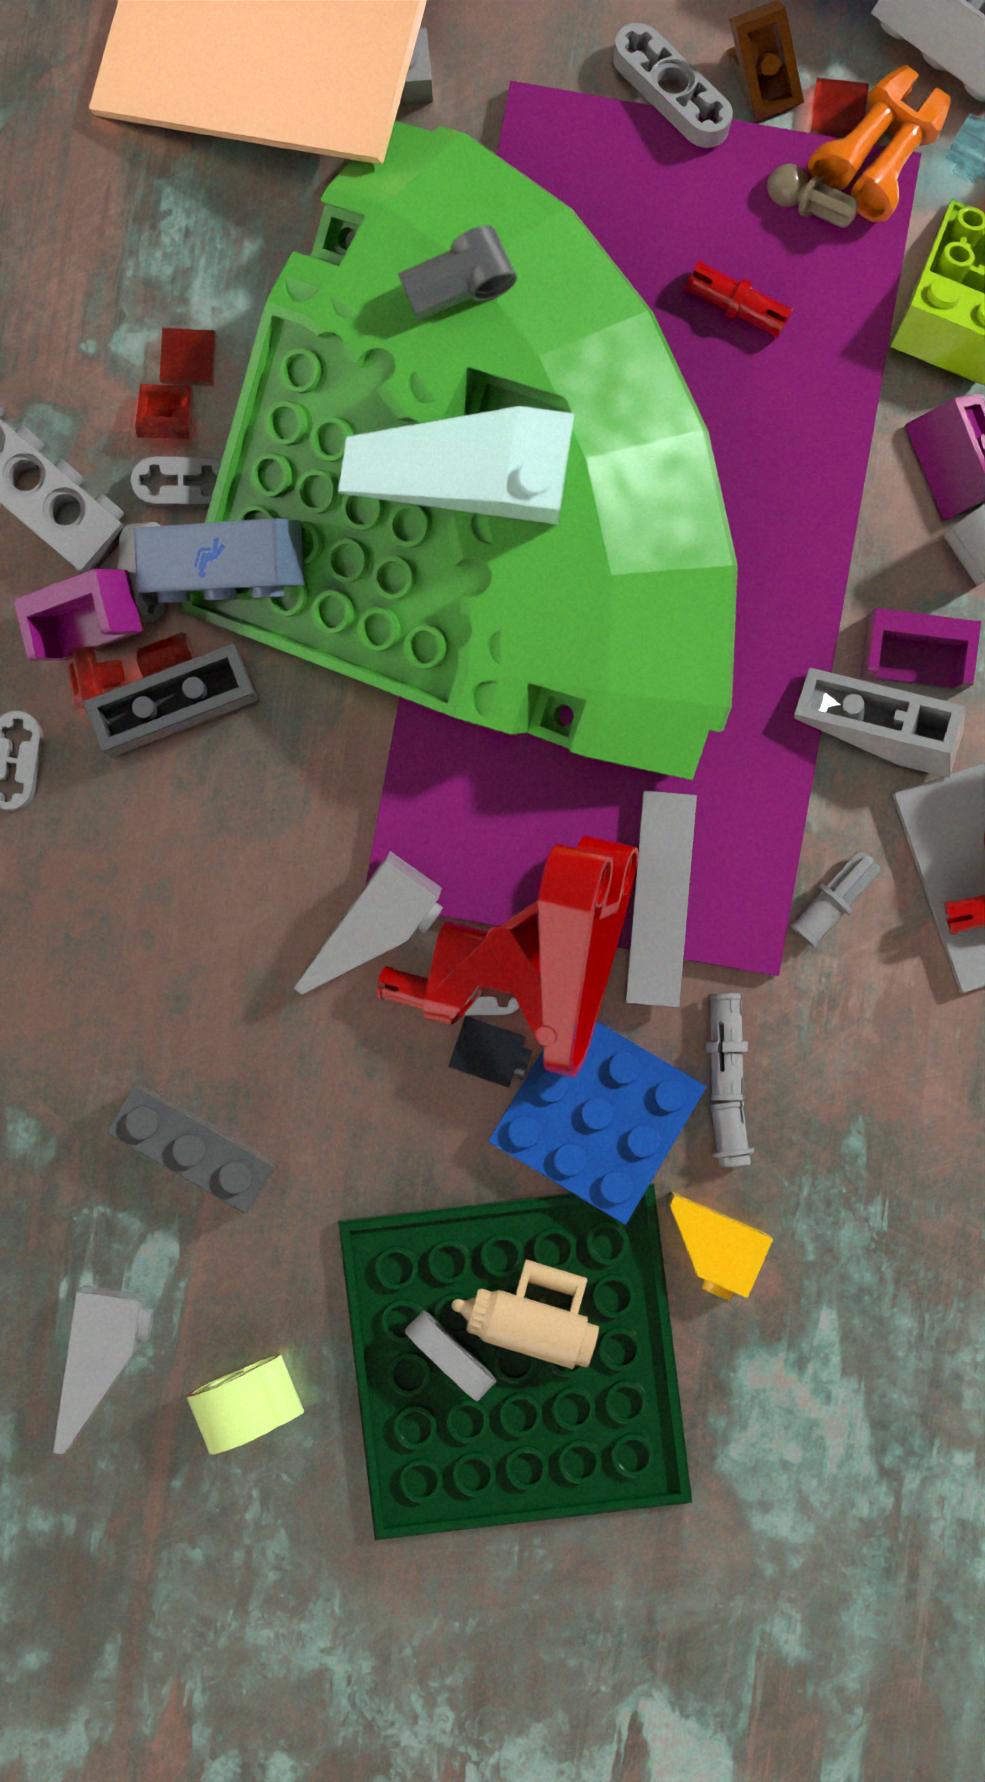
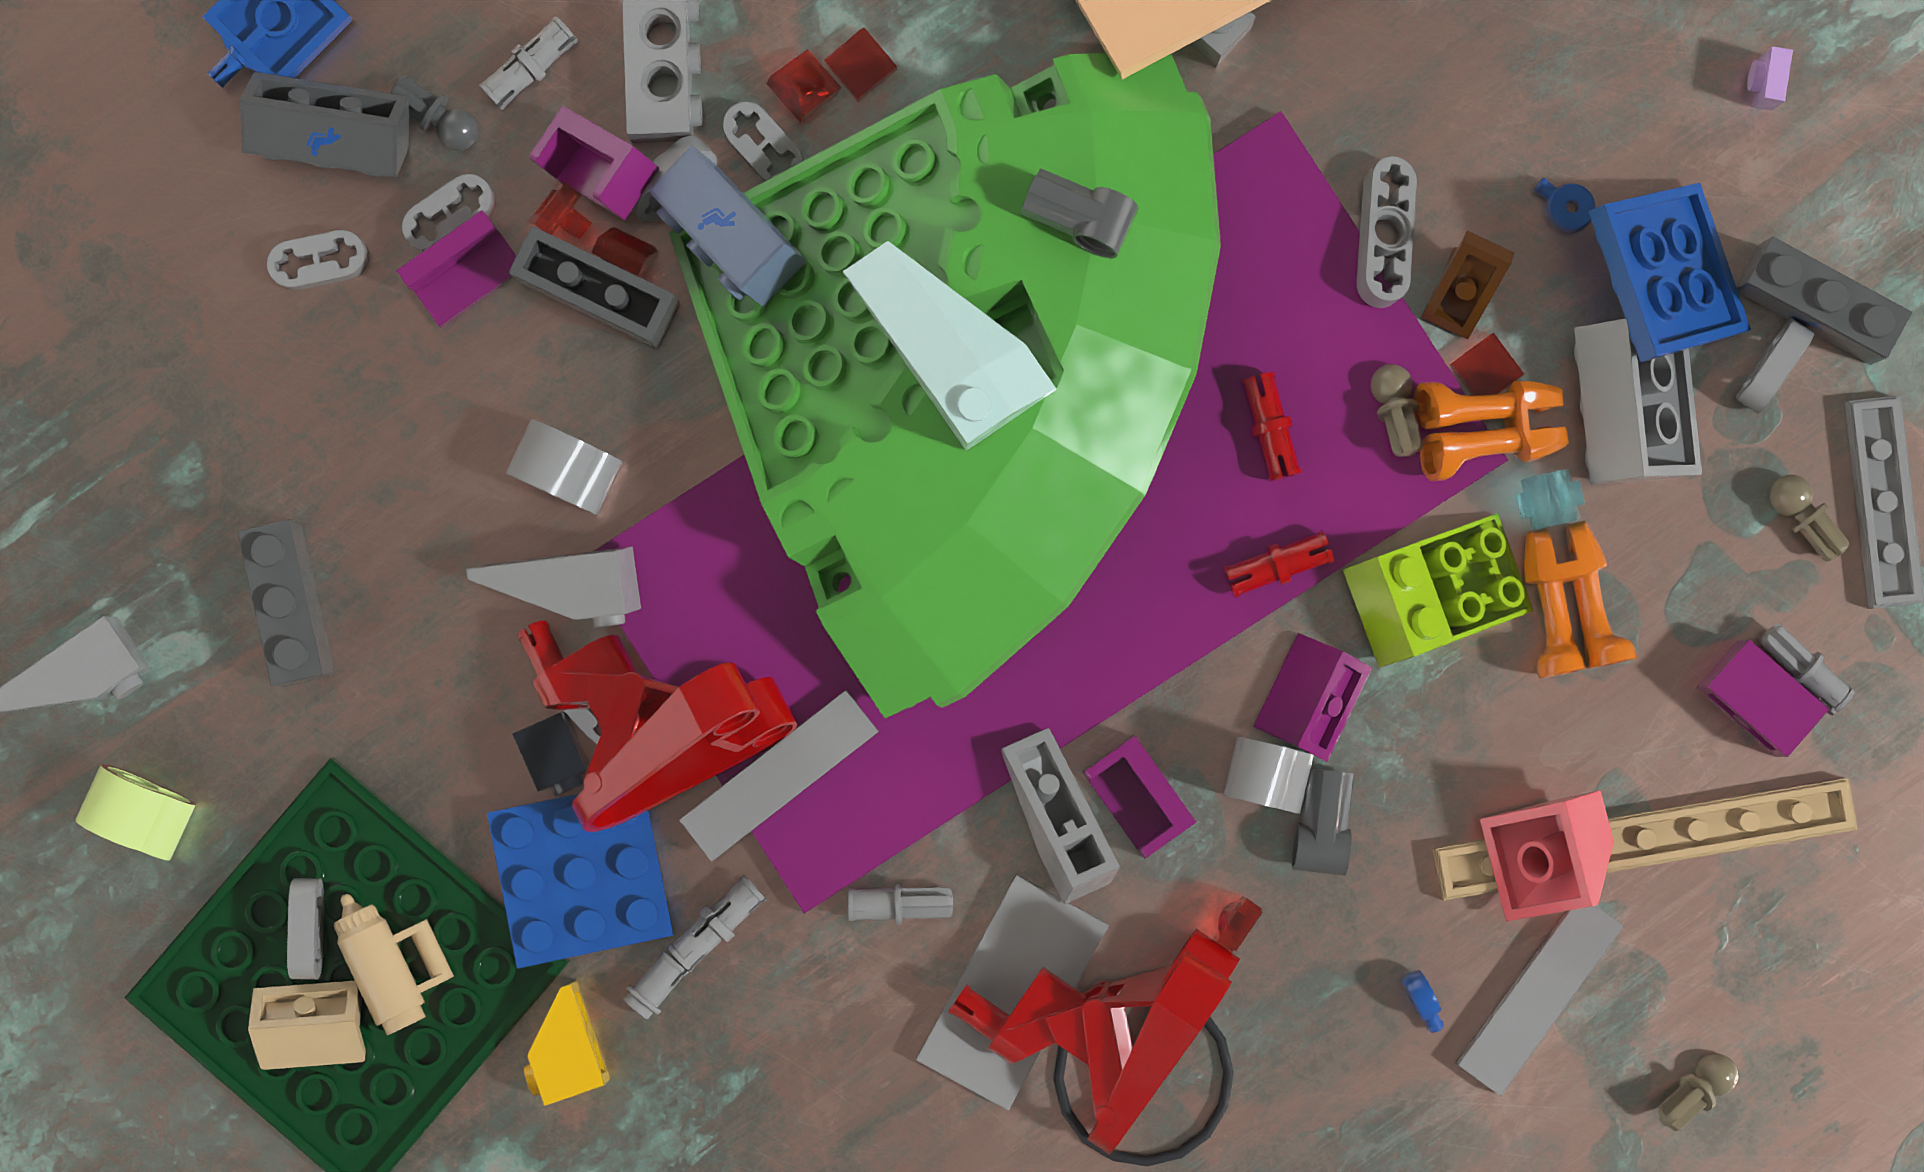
camera: 50 degrees right, 0 degrees up
(63, 789) = (460, 268): none -> magenta panel
(283, 847) = (564, 466): none -> light grey piece
(523, 1420) = (307, 1025): none -> tan panel
(844, 387) = (1278, 564): none -> red pin

